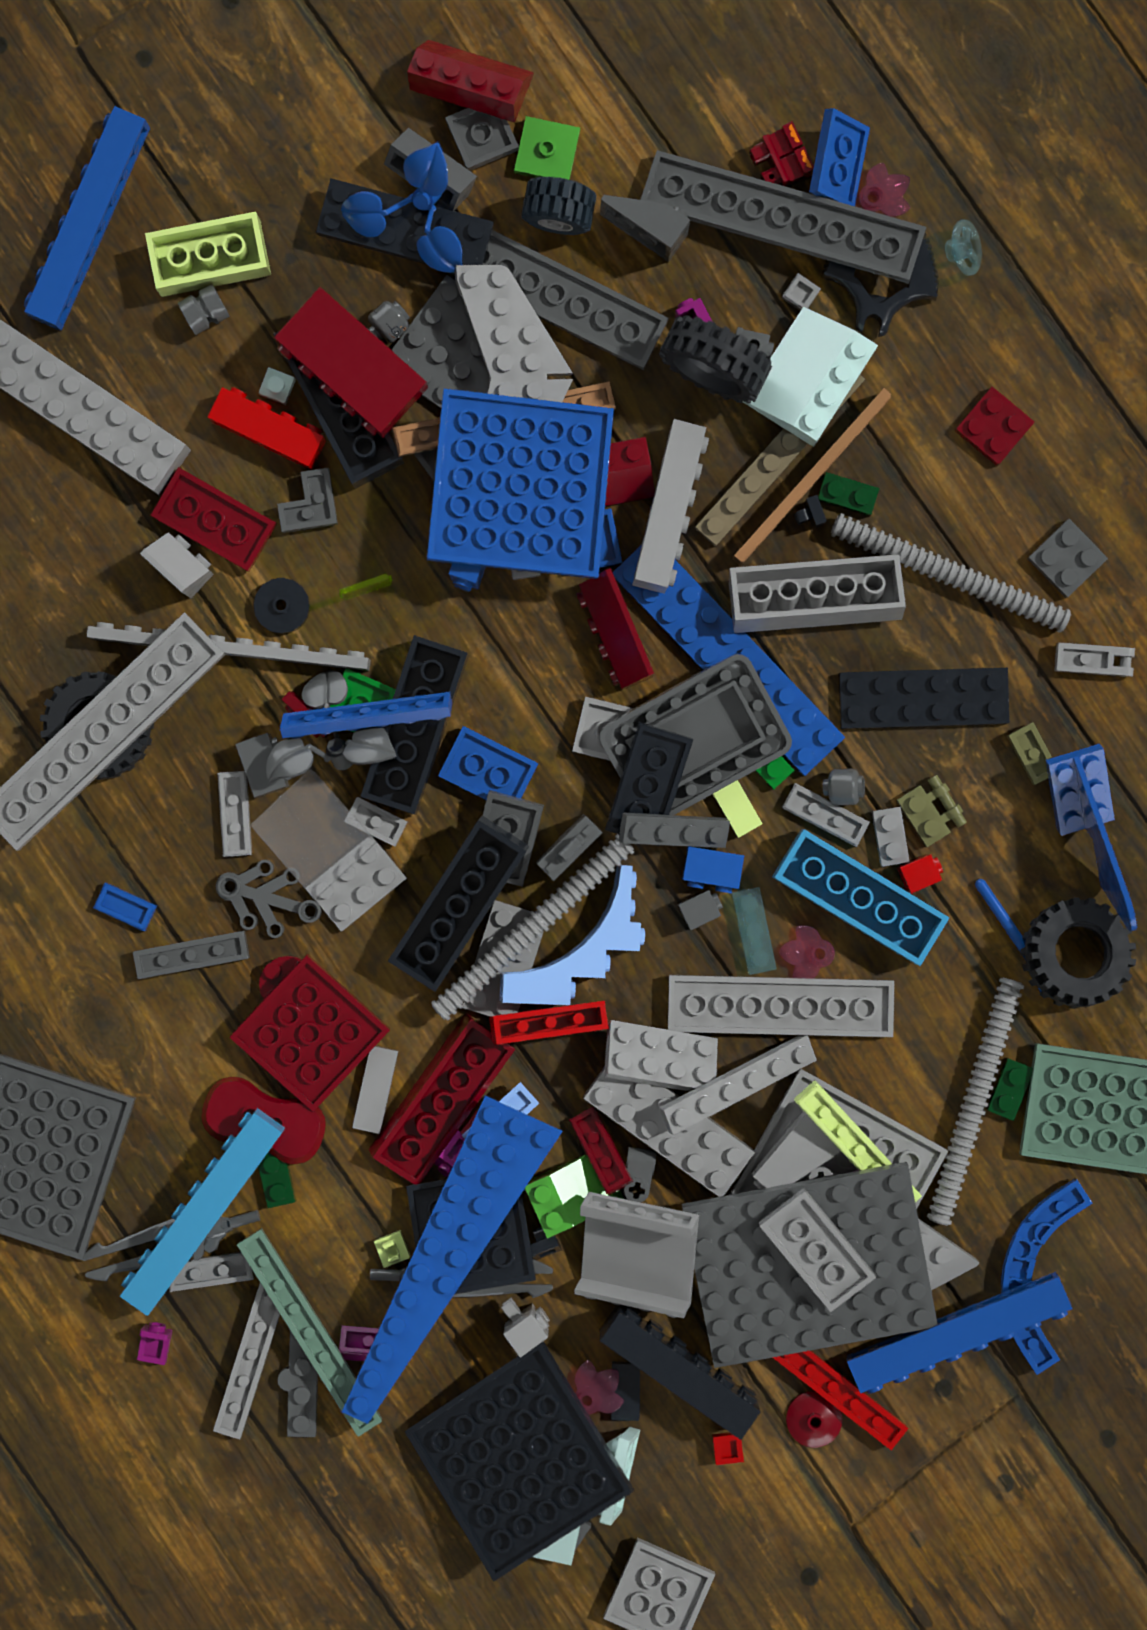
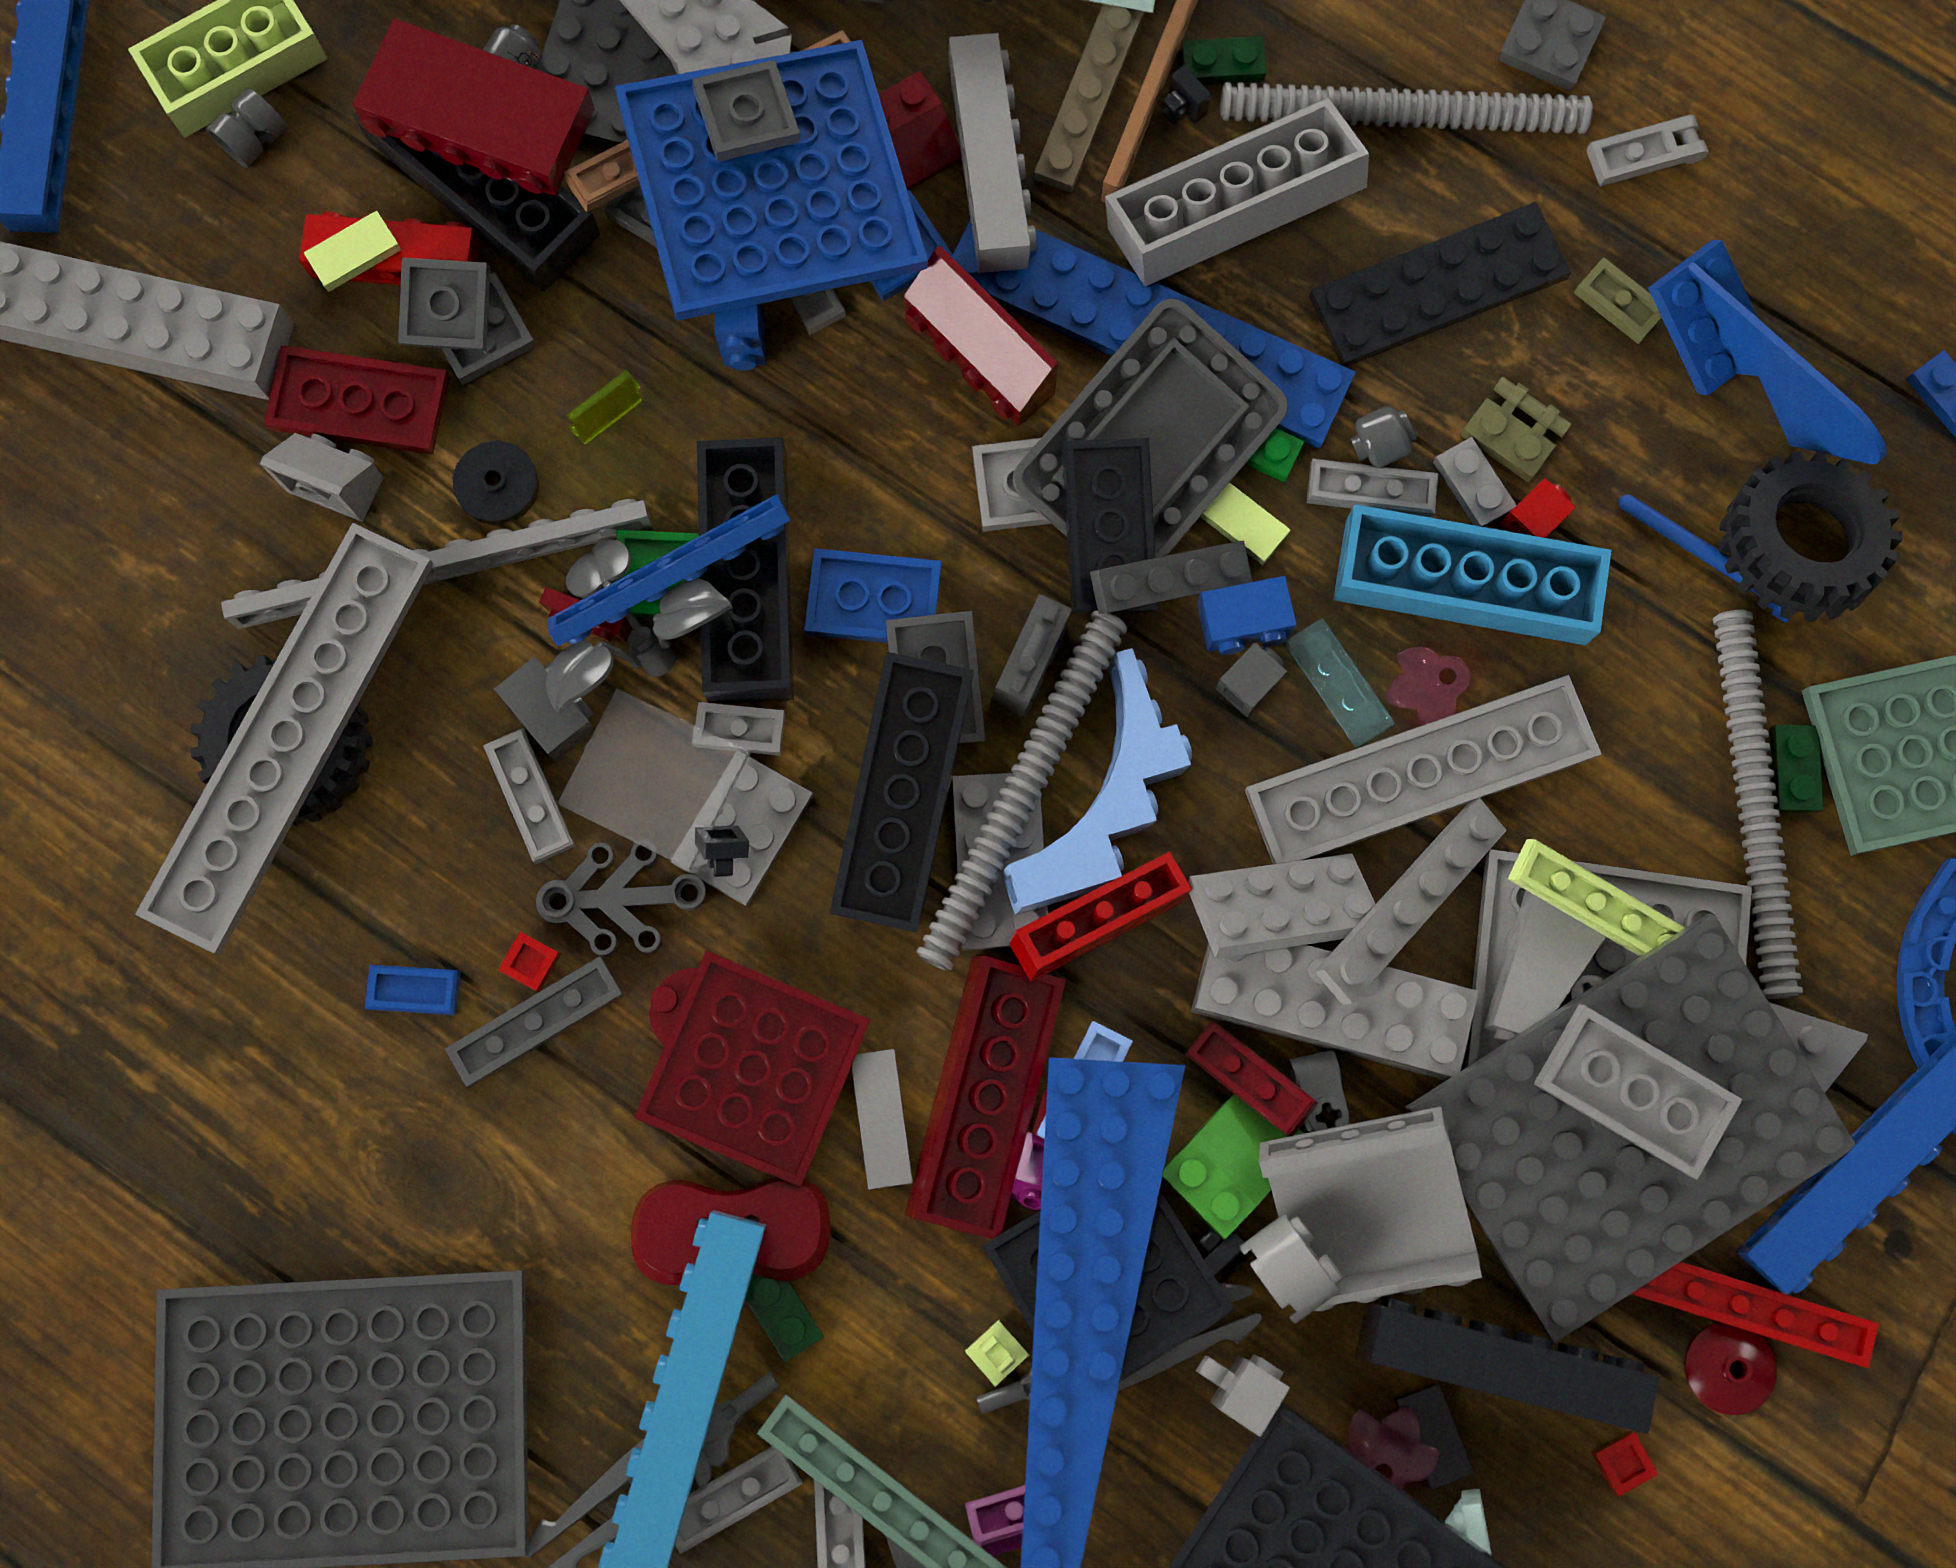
camera: 20 degrees left, 10 degrees down
(200, 917) = (529, 962): none -> red plate
(242, 426) = (352, 251): none -> yellowish green tile
(277, 386) = (386, 195): light aqua plate -> none
(288, 483) = (444, 304): none -> dark grey plate
(338, 895) = (721, 846): none -> black tile
(519, 438) = (746, 110): none -> dark grey plate
(578, 1269) = (1292, 1267): none -> light grey brick

